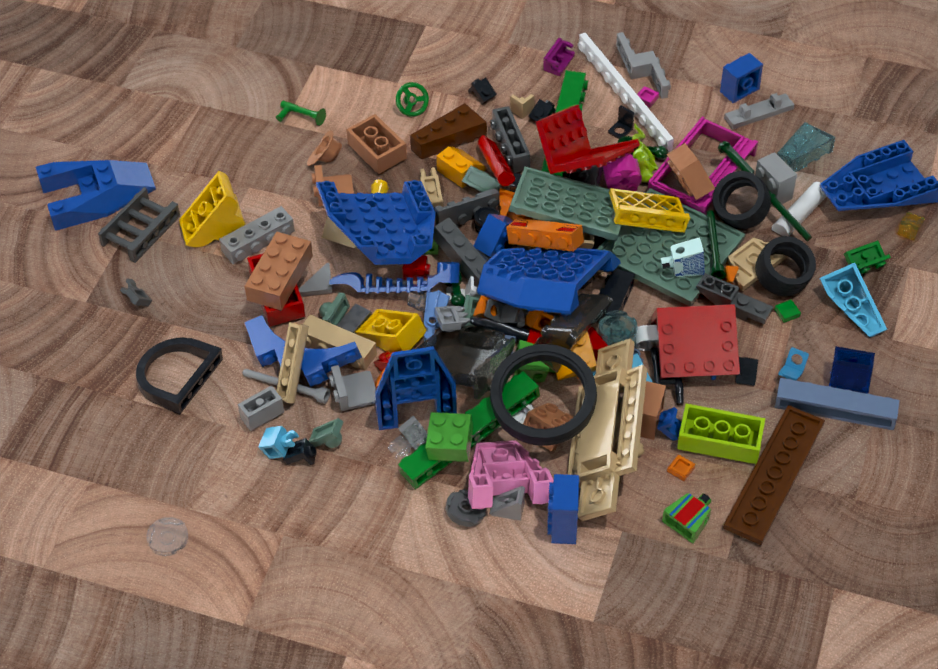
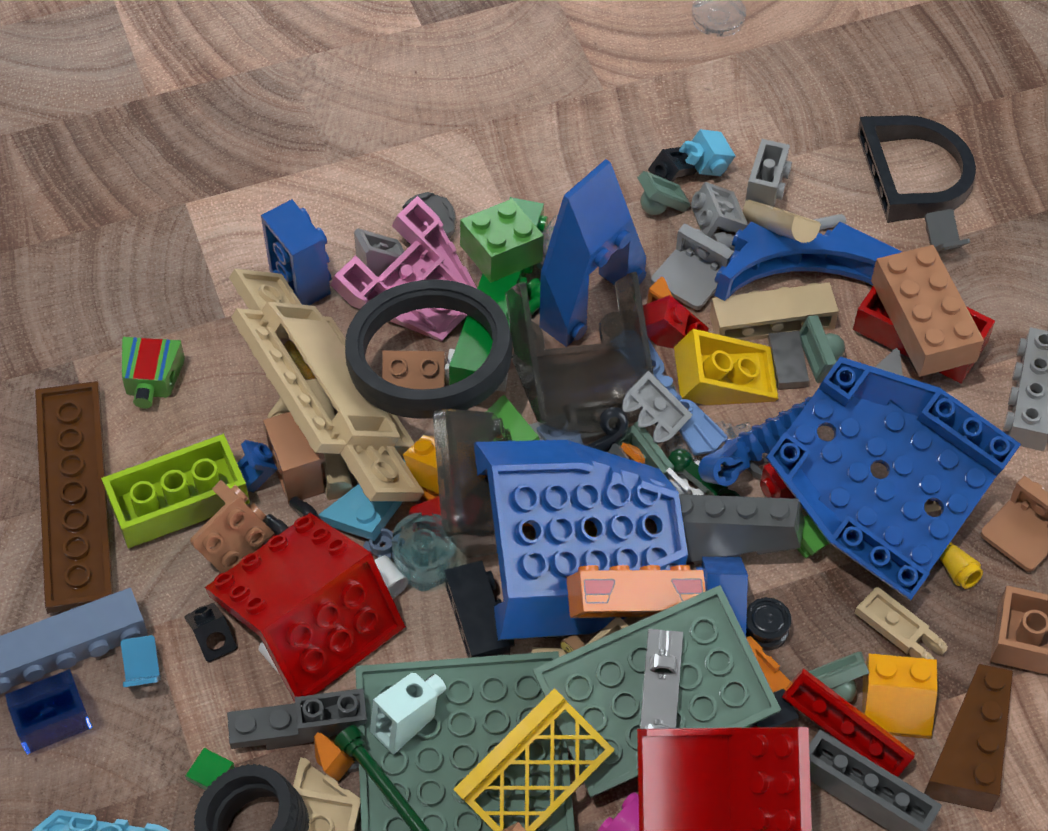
camera: 140 degrees right, 5 degrees up
(209, 328) = (943, 230): none -> dark grey bracket
(307, 408) = (717, 208): none -> light grey bracket
(465, 210) = (806, 603): dark grey wing -> none
(569, 196) = (661, 688): none -> light grey hinge
(681, 467) = (204, 428): orange tile -> none
(697, 391) = (232, 530): none -> nougat bracket

